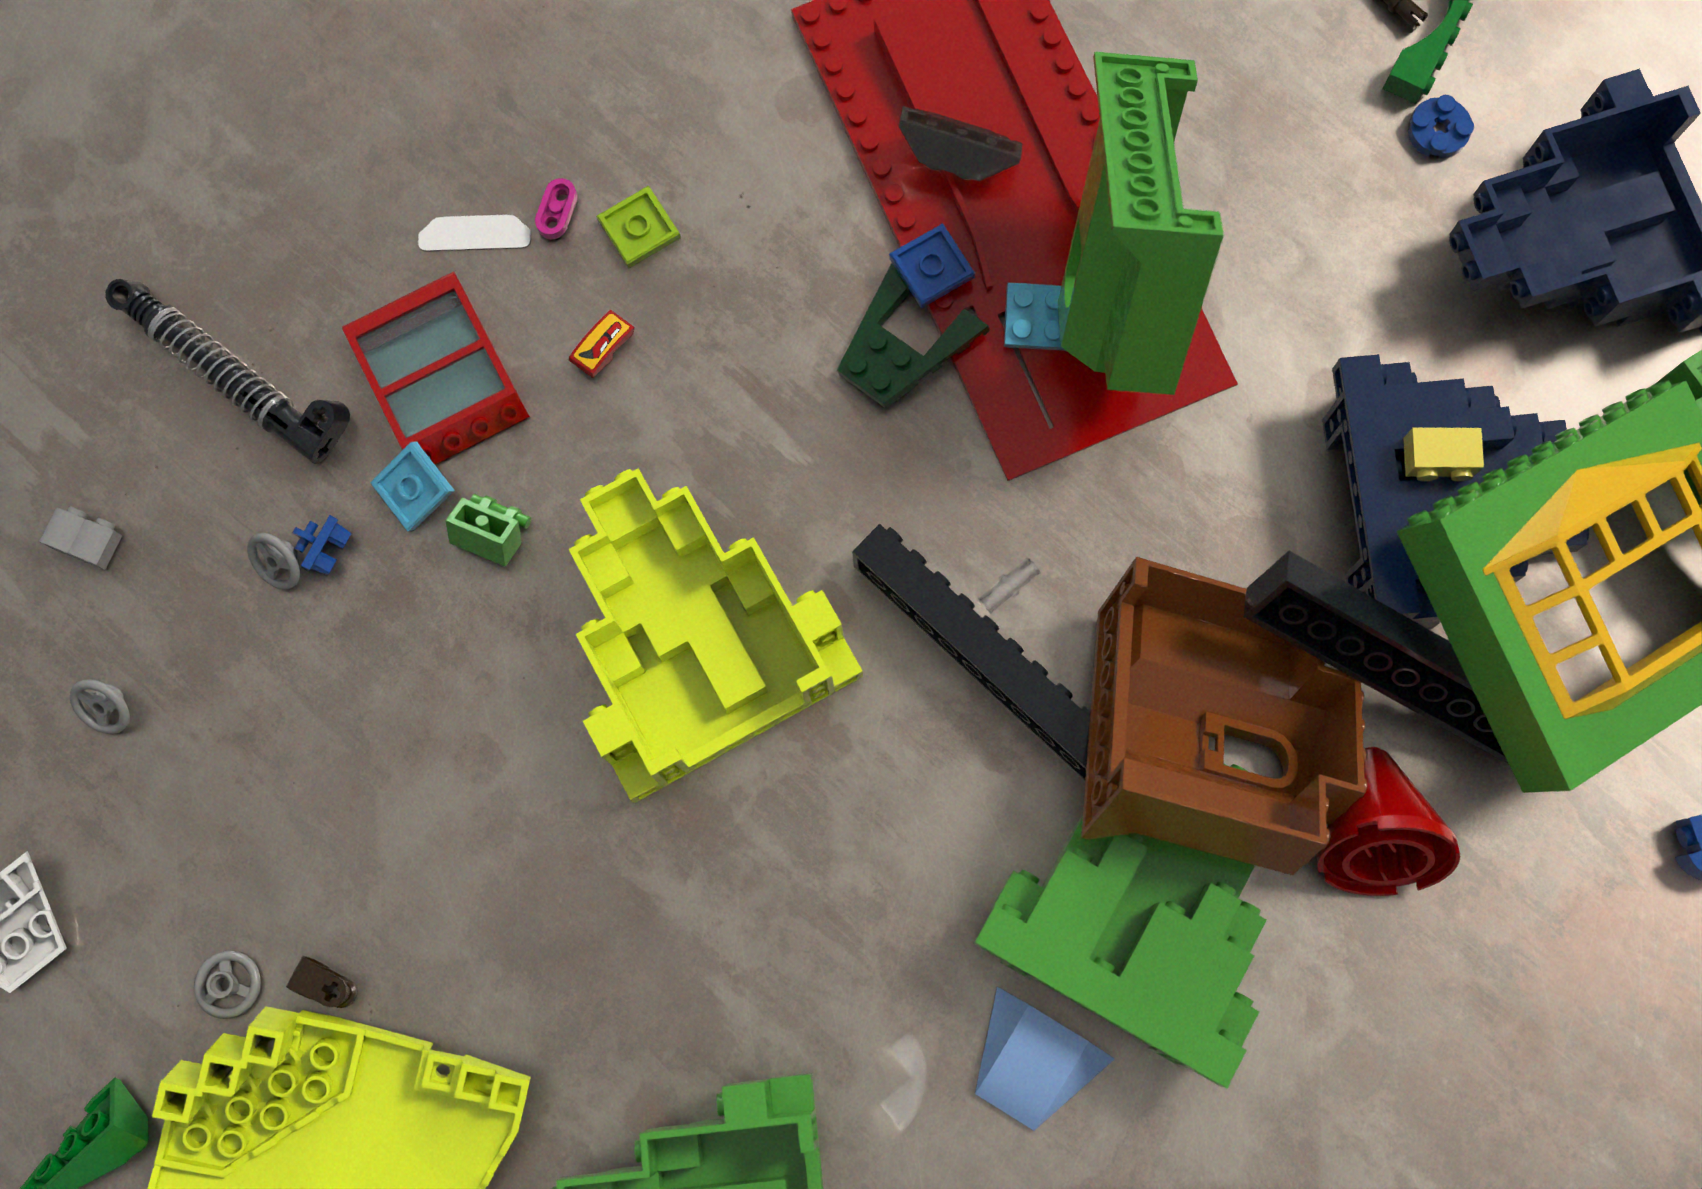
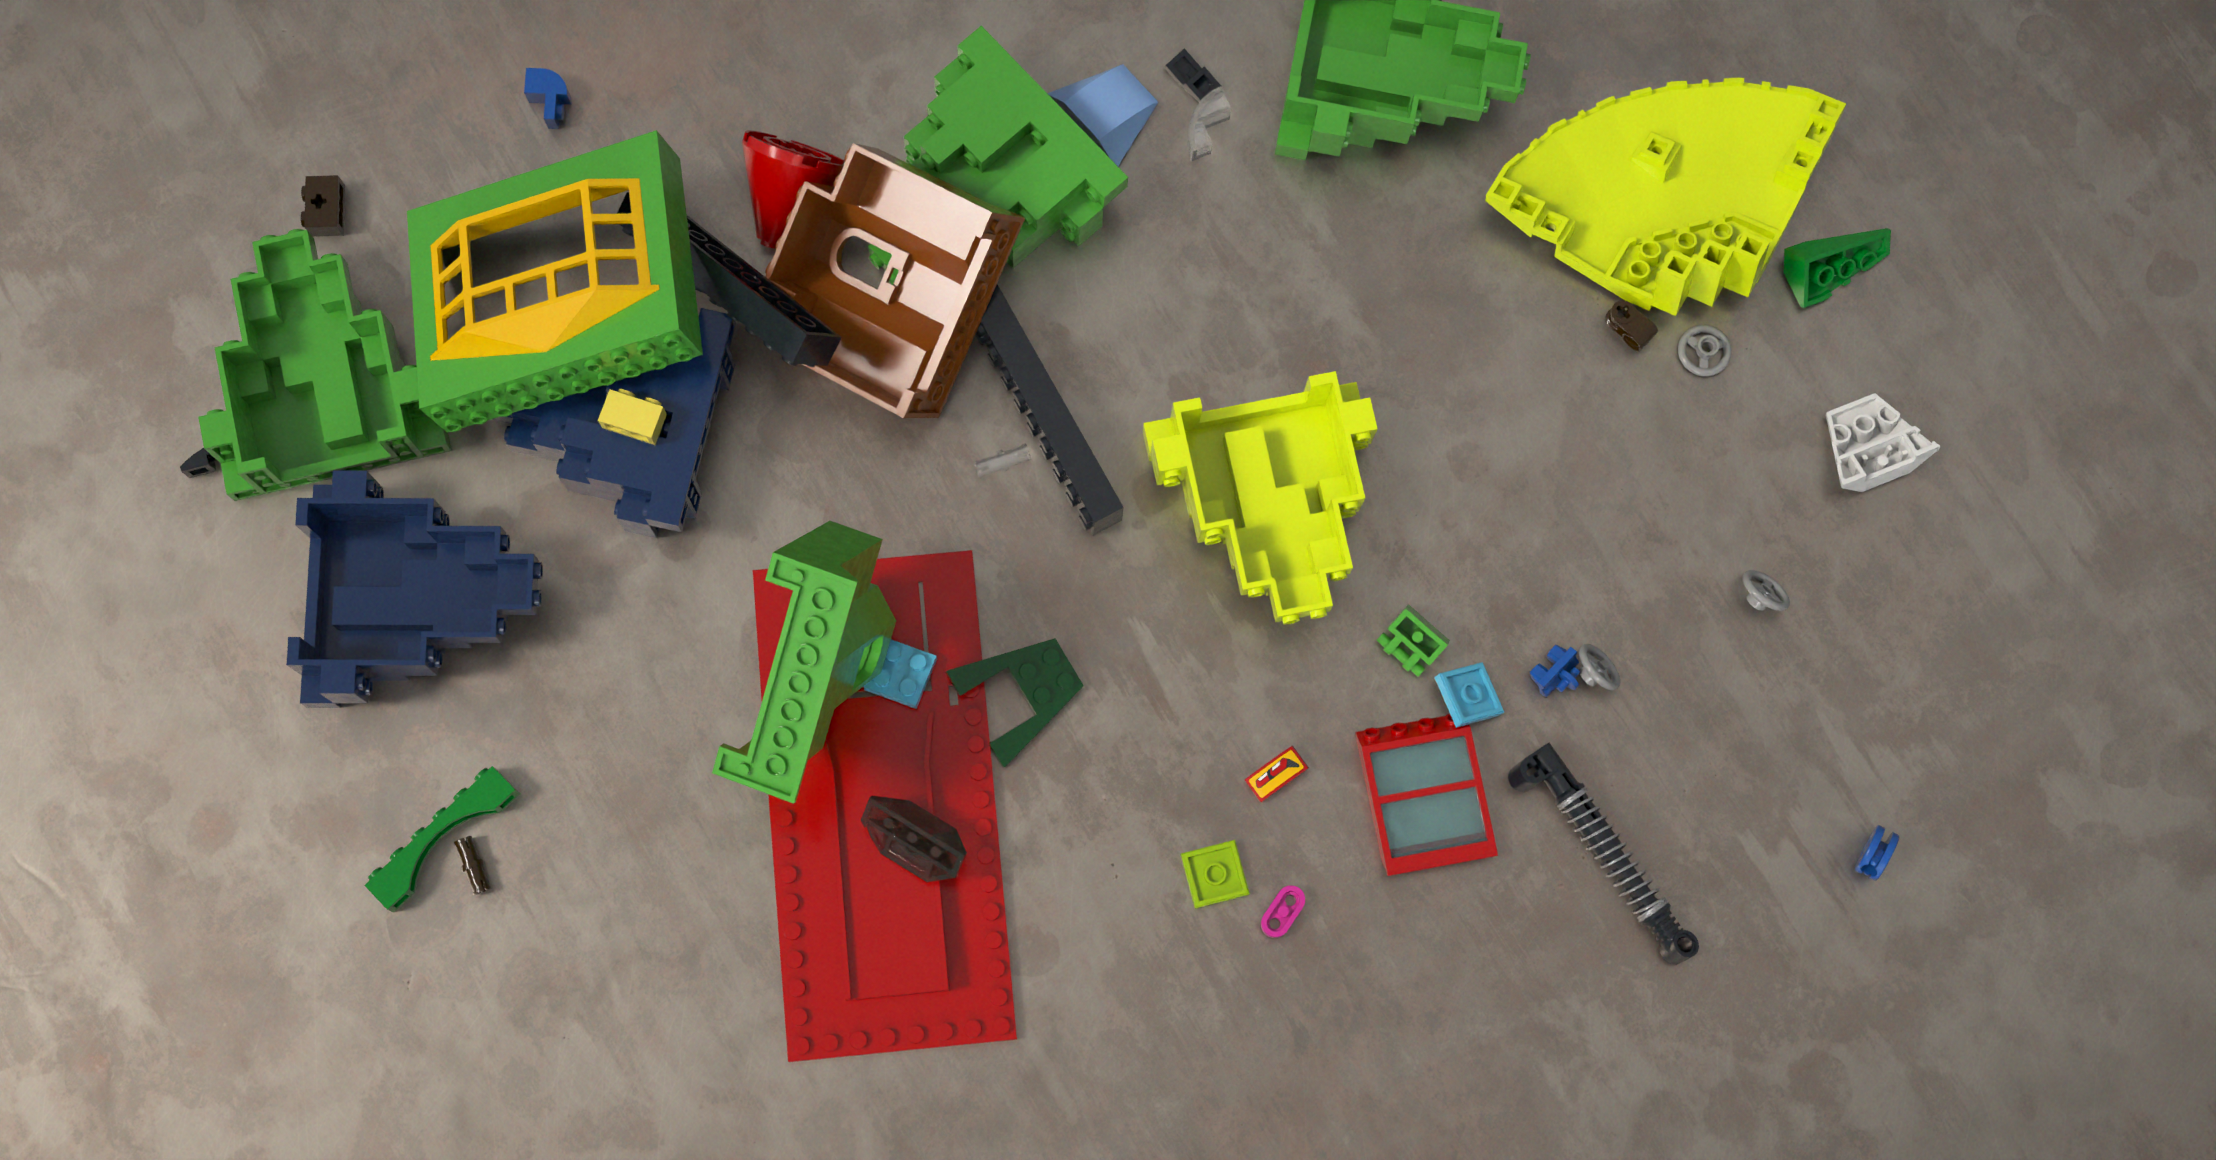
camera: 175 degrees left, 0 degrees up
(80, 537) = (1758, 741): light grey brick -> none
(474, 233) = (1361, 917): white sticker -> none
(932, 265) = (974, 743): blue plate -> none
(943, 1142) = (1191, 76): none -> black slope
(1445, 111) = (501, 746): blue plate -> none

